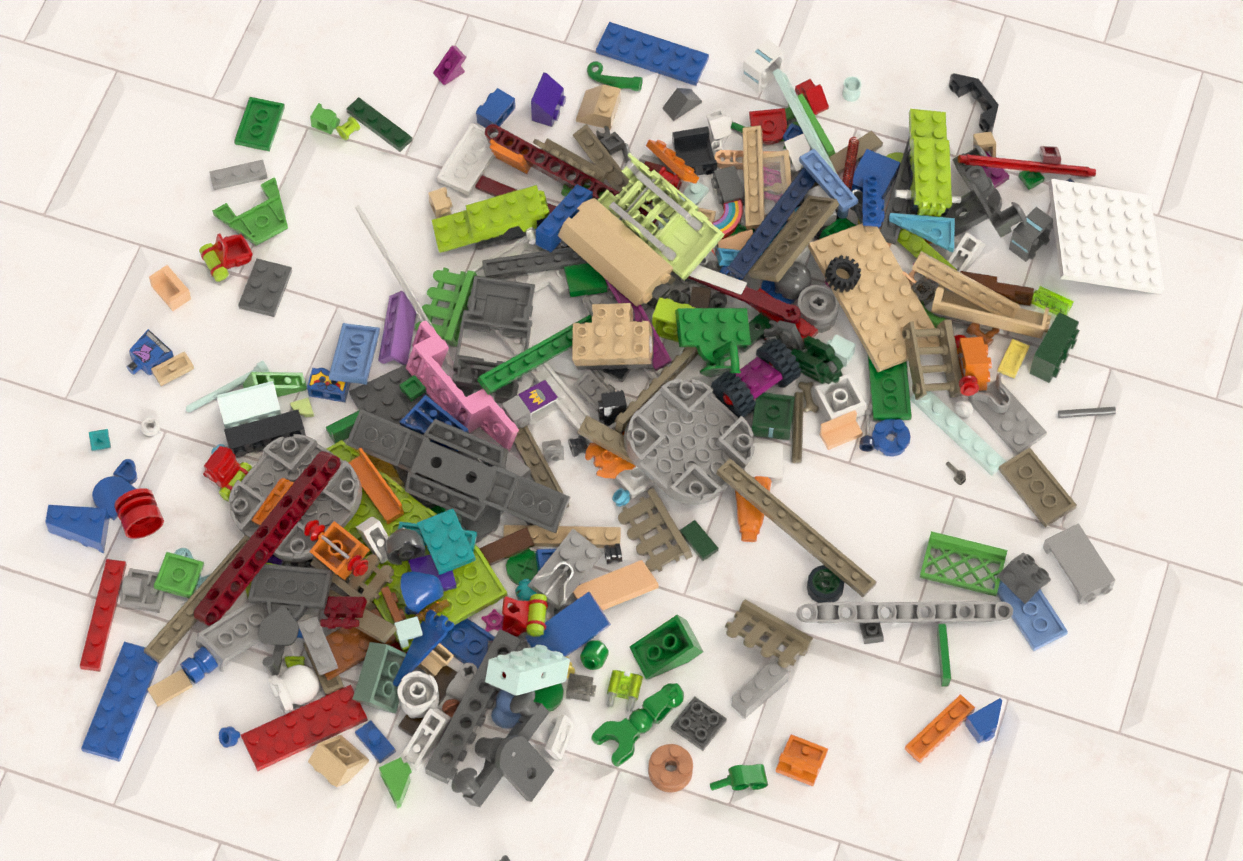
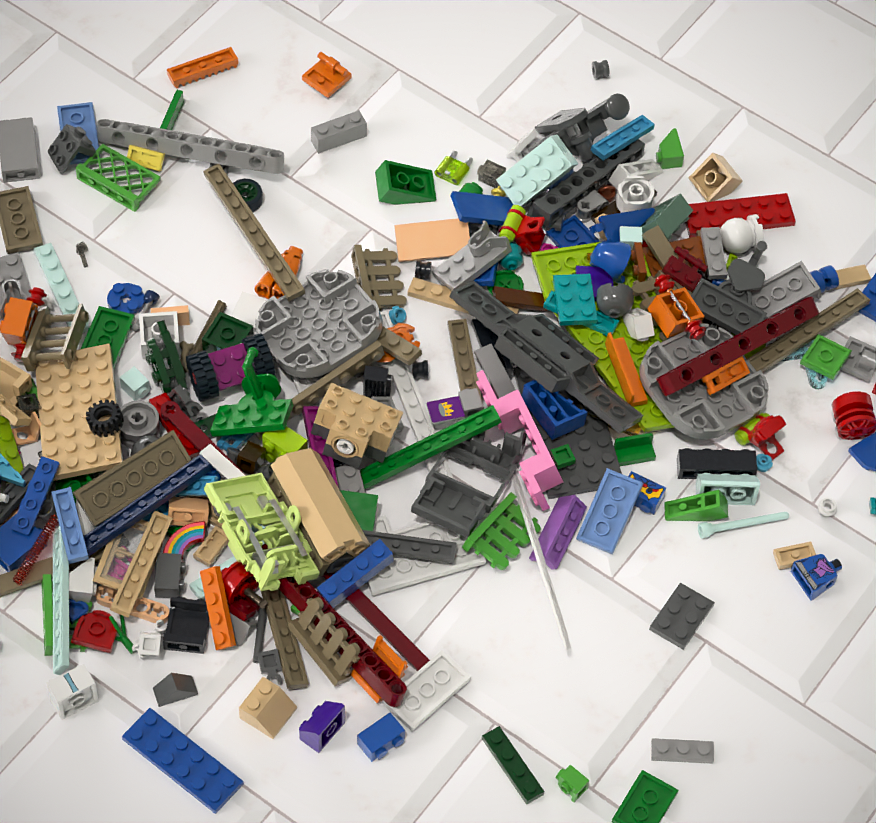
camera: 165 degrees left, 5 degrees down
(127, 471) = (857, 472): blue tile -> none
(169, 288) = (780, 639): light nougat panel -> none
(225, 254) = (716, 654): red piece -> none
(228, 736) = (806, 221): blue tile -> none
(260, 221) = (672, 685): bright green wing -> none
(304, 407) = (673, 483): yellowish green tile -> none
(348, 128) = (549, 765): lime bush -> none
(375, 741) = (678, 184): blue tile -> none
(440, 202) = (475, 647): tan brick -> none
(450, 65) = (413, 805): magenta slope -> none
(450, 759) = (622, 137): none -> dark azure plate
(493, 220) = (427, 598): lime piece -> none
(553, 453) = (445, 368): light grey bracket -> none
(633, 83) = (239, 737): green plant -> none
(640, 721) = (433, 138): green piece -> none
(670, 755) = (437, 98): nougat wheel -> none
(698, 540) = (339, 260): dark green tile -> none
(698, 723) = (400, 128): dark grey tile -> none
(742, 777) = (382, 72): green beam -> none
(767, 624) = (318, 171): dark tan fence -> none
(814, 96) = (33, 657): red slope -> none
(945, 594) = (146, 157): none -> light yellow plate
(984, 721) = (160, 60): blue slope -> none

